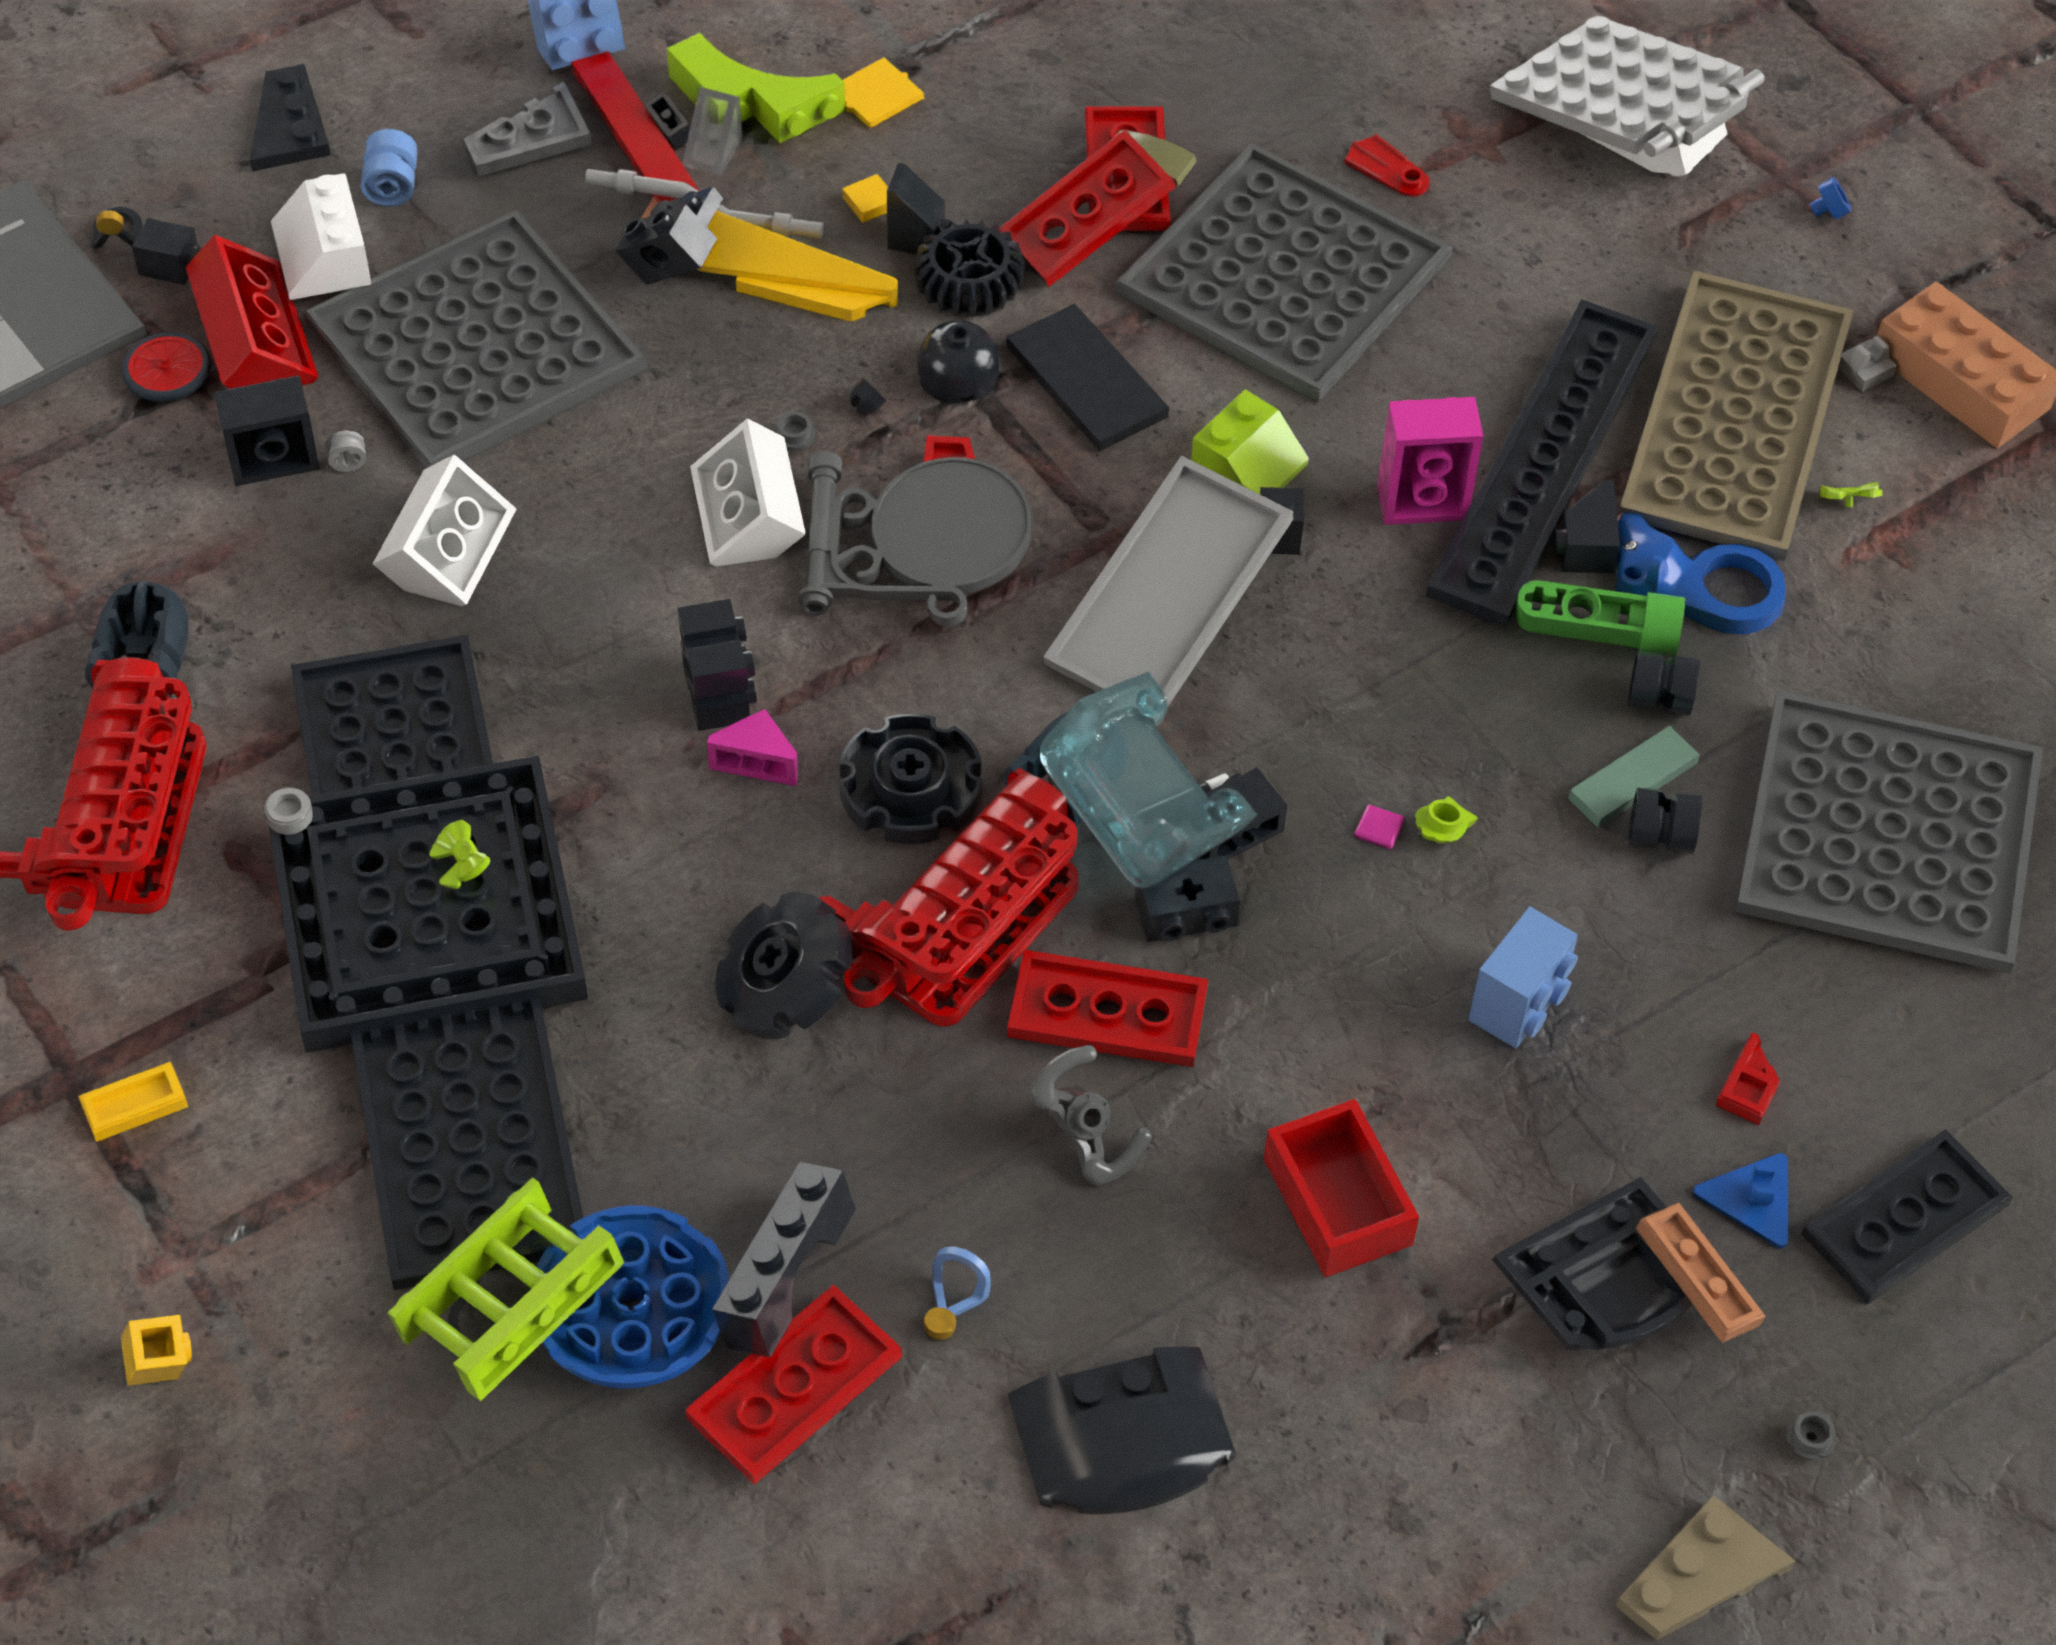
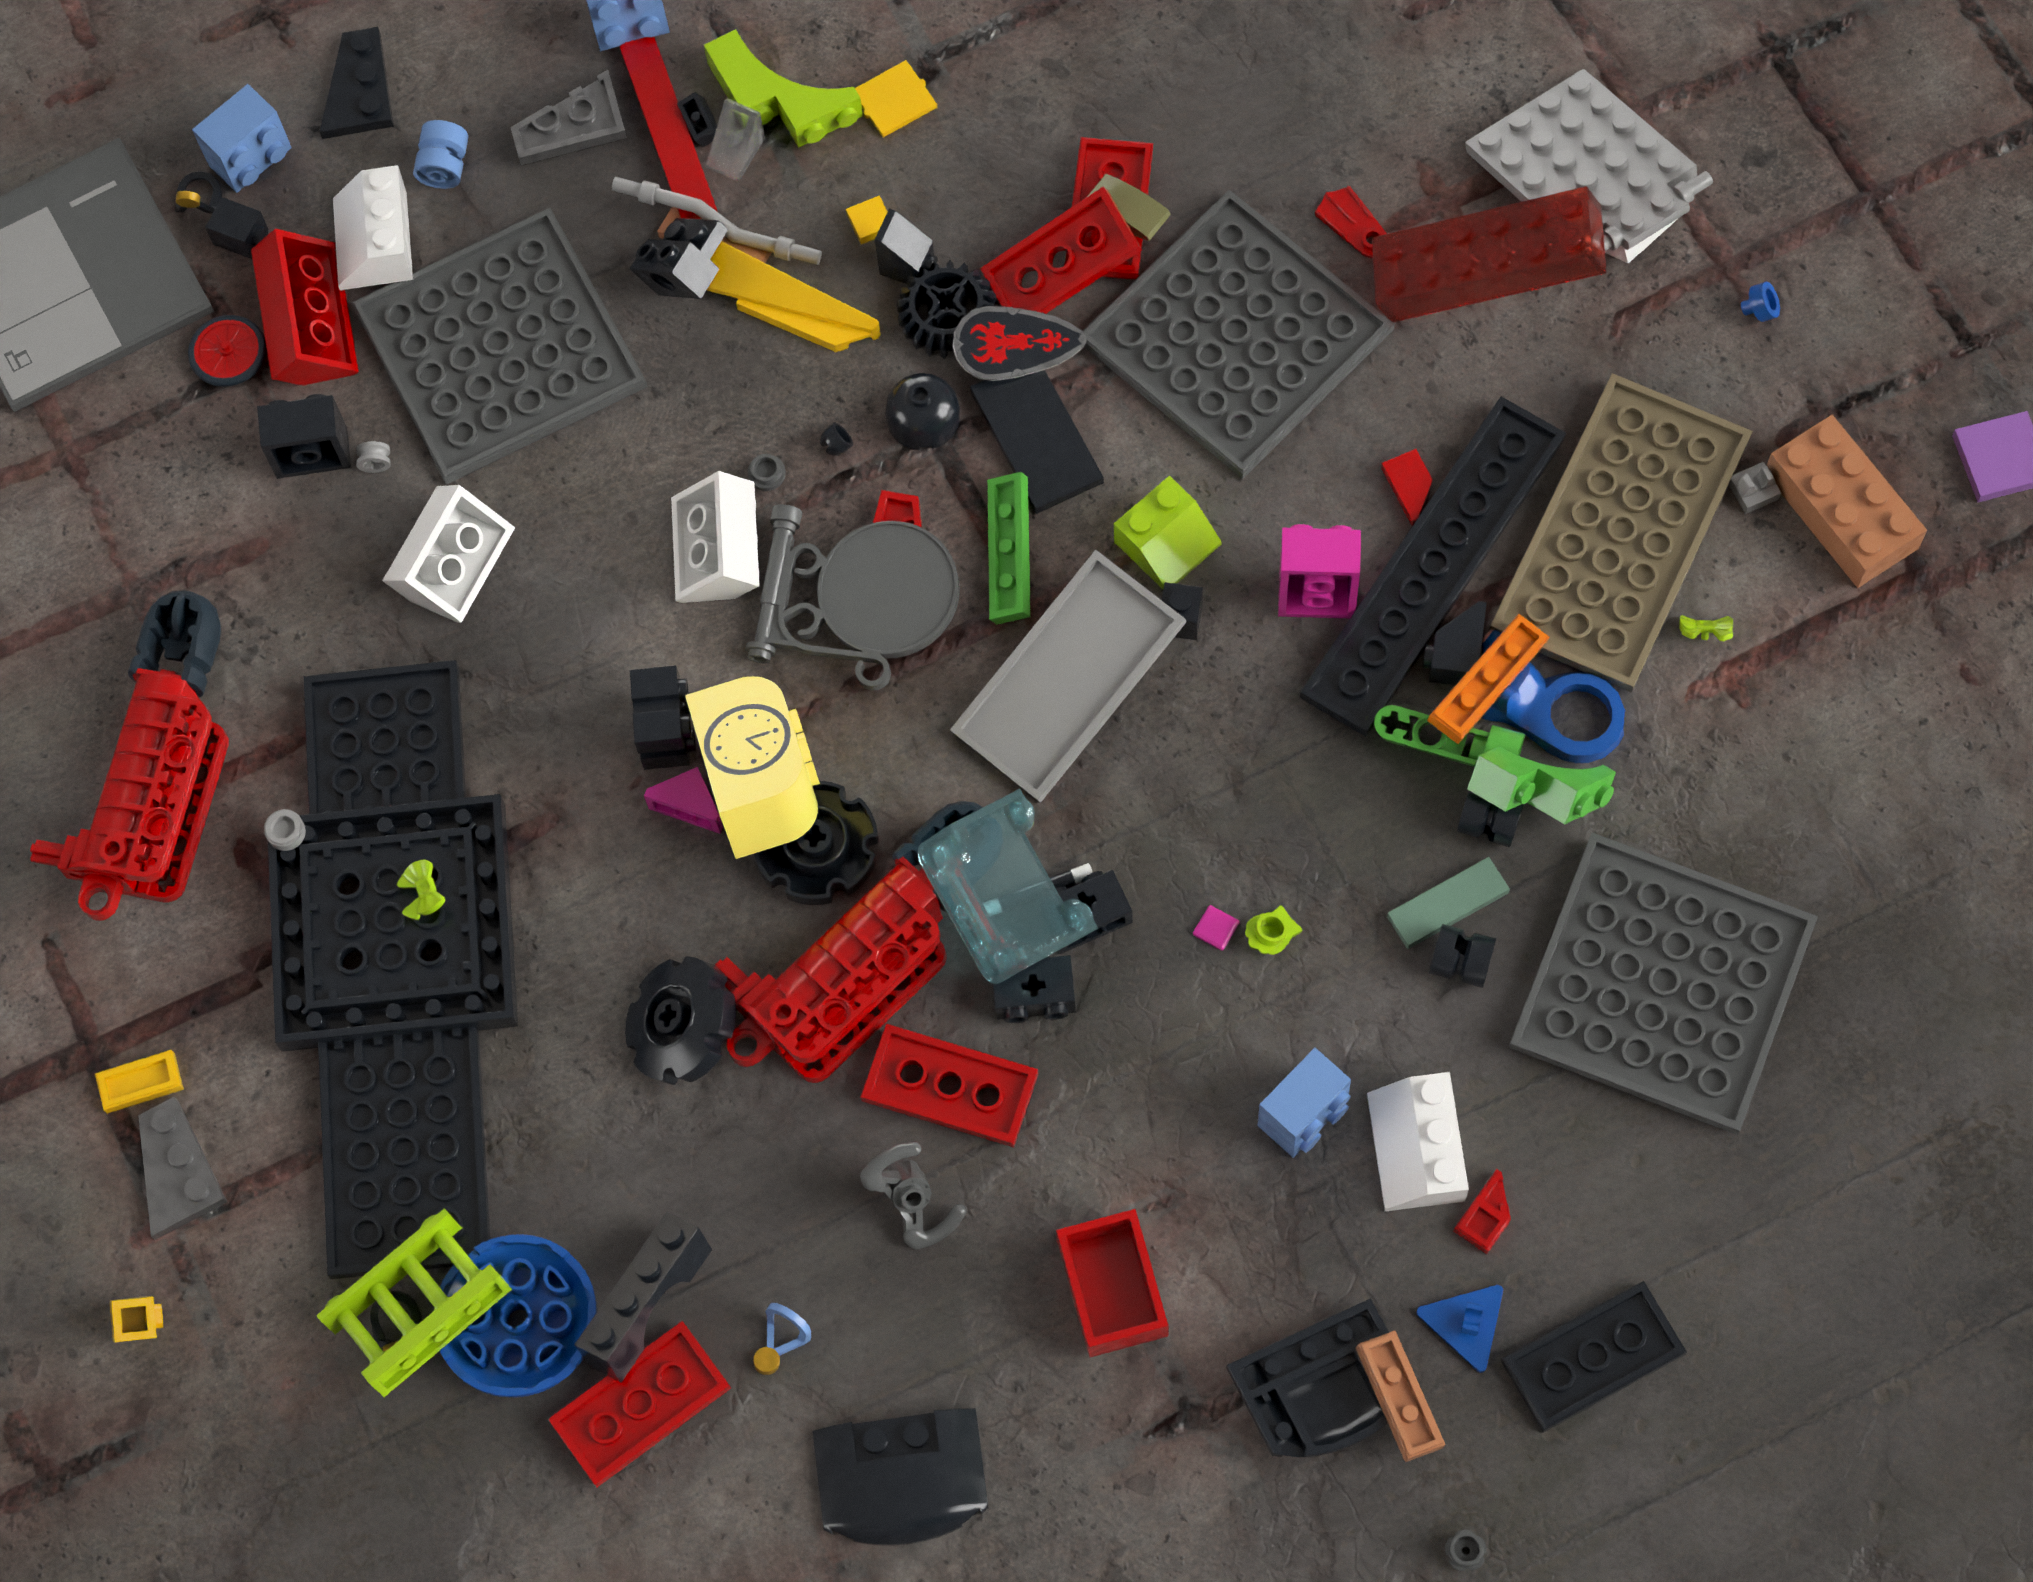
camera: 15 degrees right, 15 degrees up
(165, 163) = (242, 138): none -> medium blue brick
(188, 1191) = (175, 1170): none -> flat silver wing
(832, 690) = (755, 763): none -> light yellow brick
(1049, 287) = (1013, 342): none -> shield
(1077, 480) = (1008, 548): none -> bright green plate
(1499, 388) = (1409, 482): none -> red tile
(1545, 161) = (1489, 254): none -> clear red brick
(1633, 547) = (1488, 679): none -> orange tile
(1659, 1012) = (1418, 1142): none -> white slope
(1715, 639) = (1557, 791): none -> bright green arch

